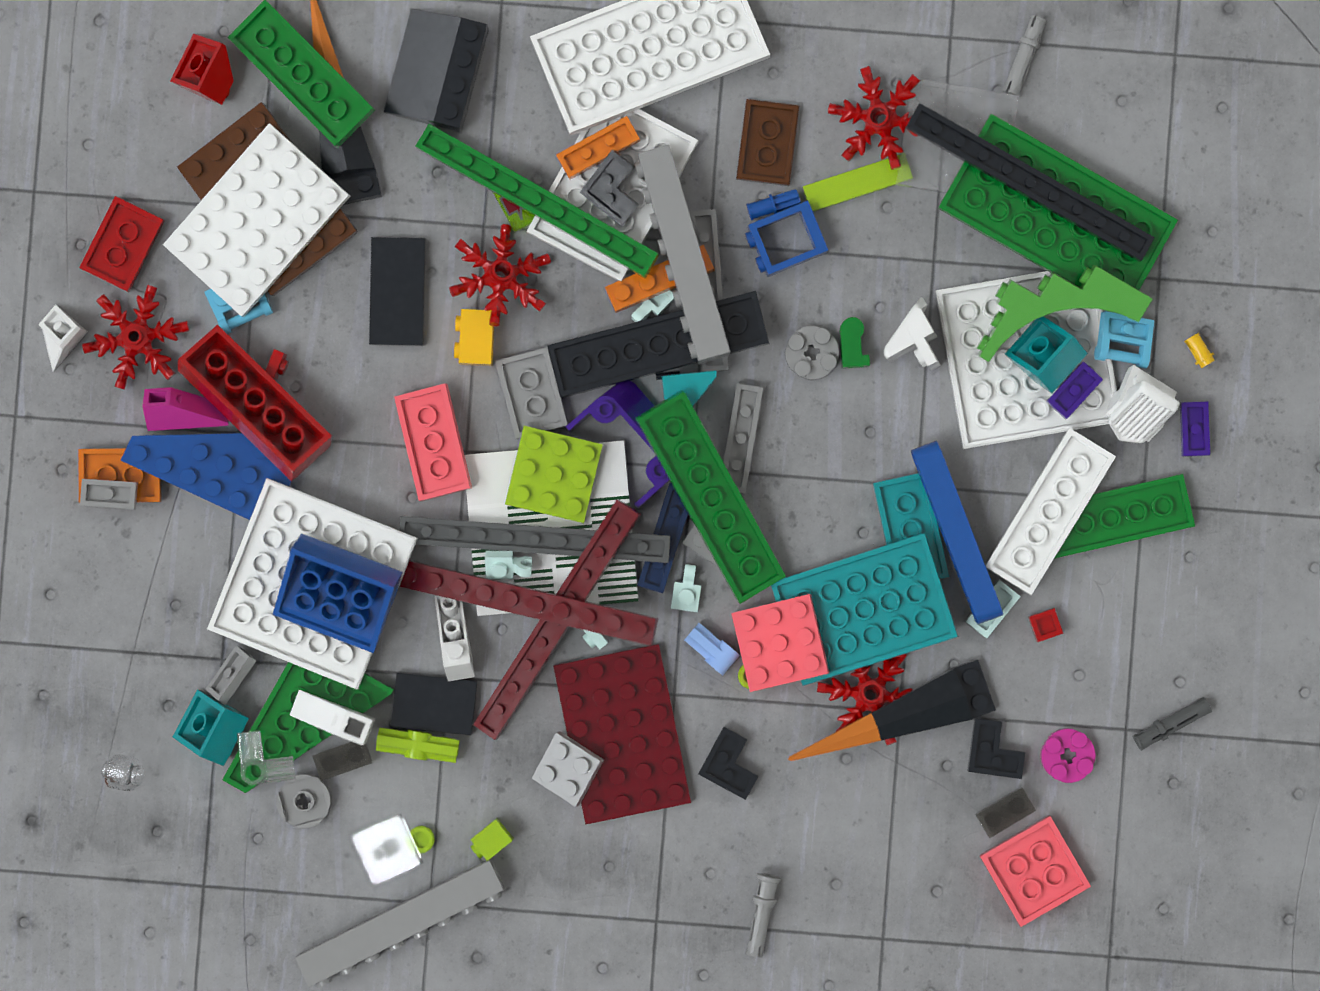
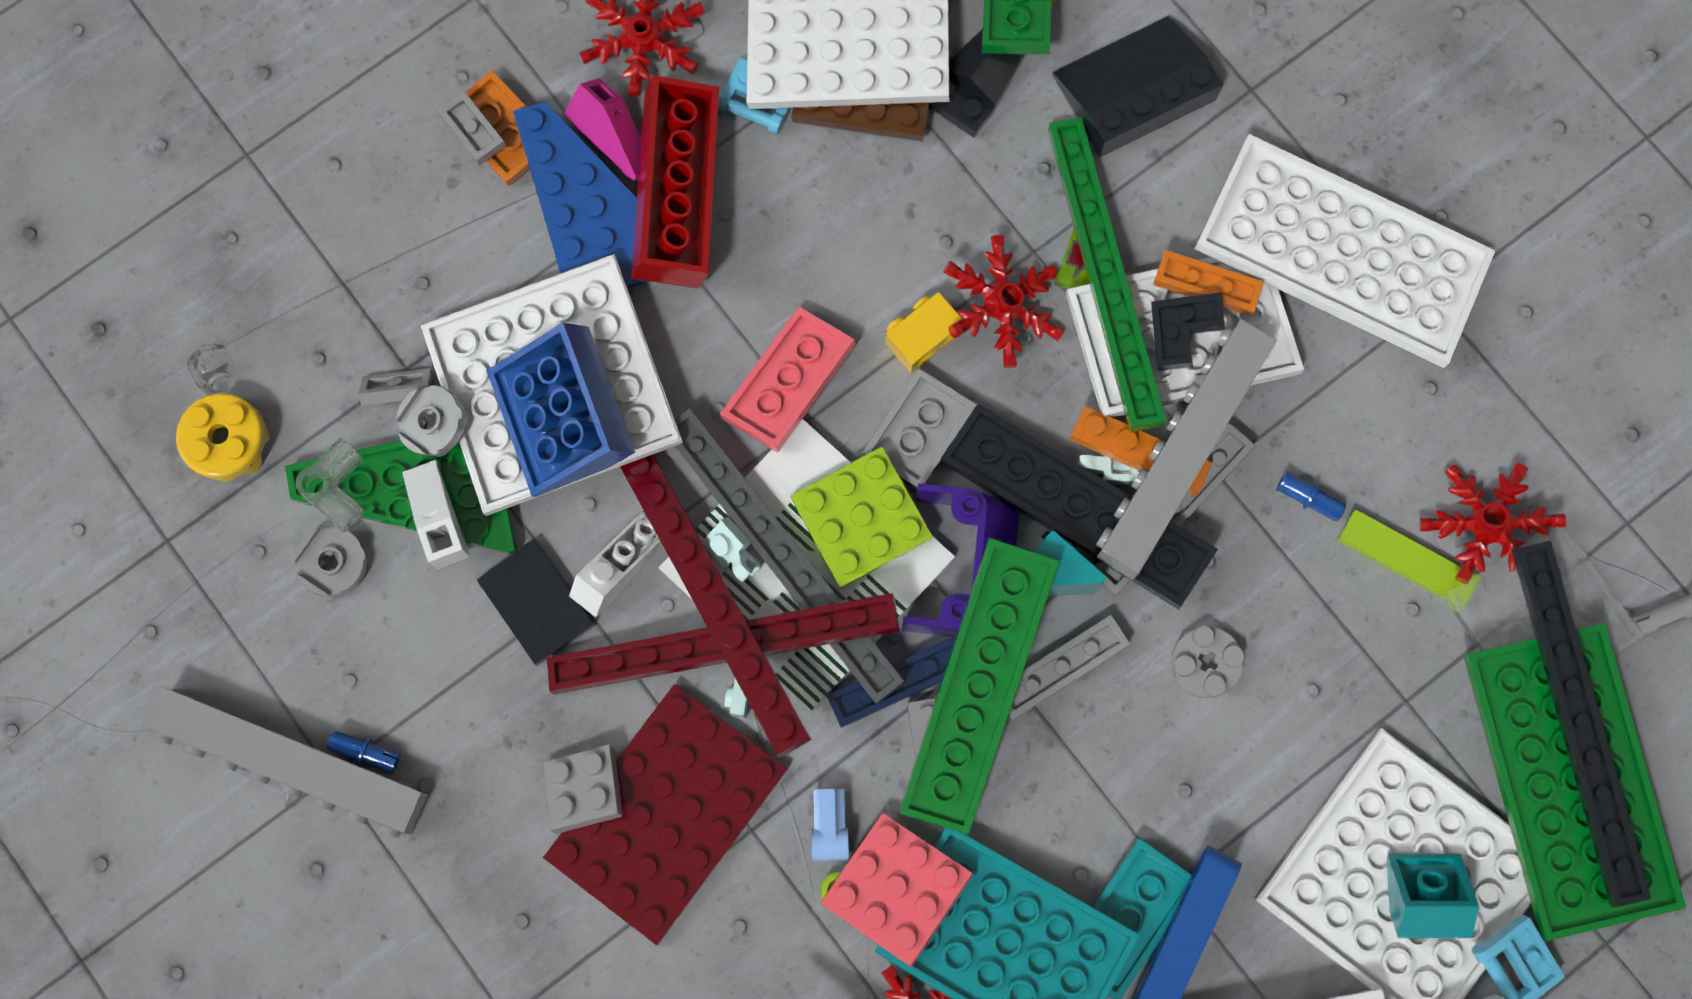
camera: 50 degrees right, 10 degrees down
(189, 796) = (239, 452): none -> yellow plate
(210, 728) = (326, 411): teal slope -> none
(277, 364) = (731, 175): red plate -> none
(284, 660) = (448, 427): none -> light grey plate
(341, 759) = (402, 562): clear smoke plate -> none
(387, 849) = (350, 683): clear tile -> none
(397, 291) = (899, 226): black tile -> none
(417, 745) = (480, 621): lime piece -> none
(423, 838) = (389, 708): lime tile -> none
(434, 874) = (364, 752): none -> blue axle
(491, 840) = (446, 776): lime brick -> none
(686, 593) = (861, 752): light aqua plate -> none
(721, 764) = (717, 949): black plate -> none
(767, 142) = (1362, 440): reddish brown tile -> none
(813, 231) = (1316, 573): blue window -> none
(850, 344) = (1251, 692): green leg -> none
(911, 334) = (1322, 744): white piece -> none
(1023, 306) = (1545, 890): bright green arch -> none
(1074, 390) = (1421, 959): dark purple plate -> none

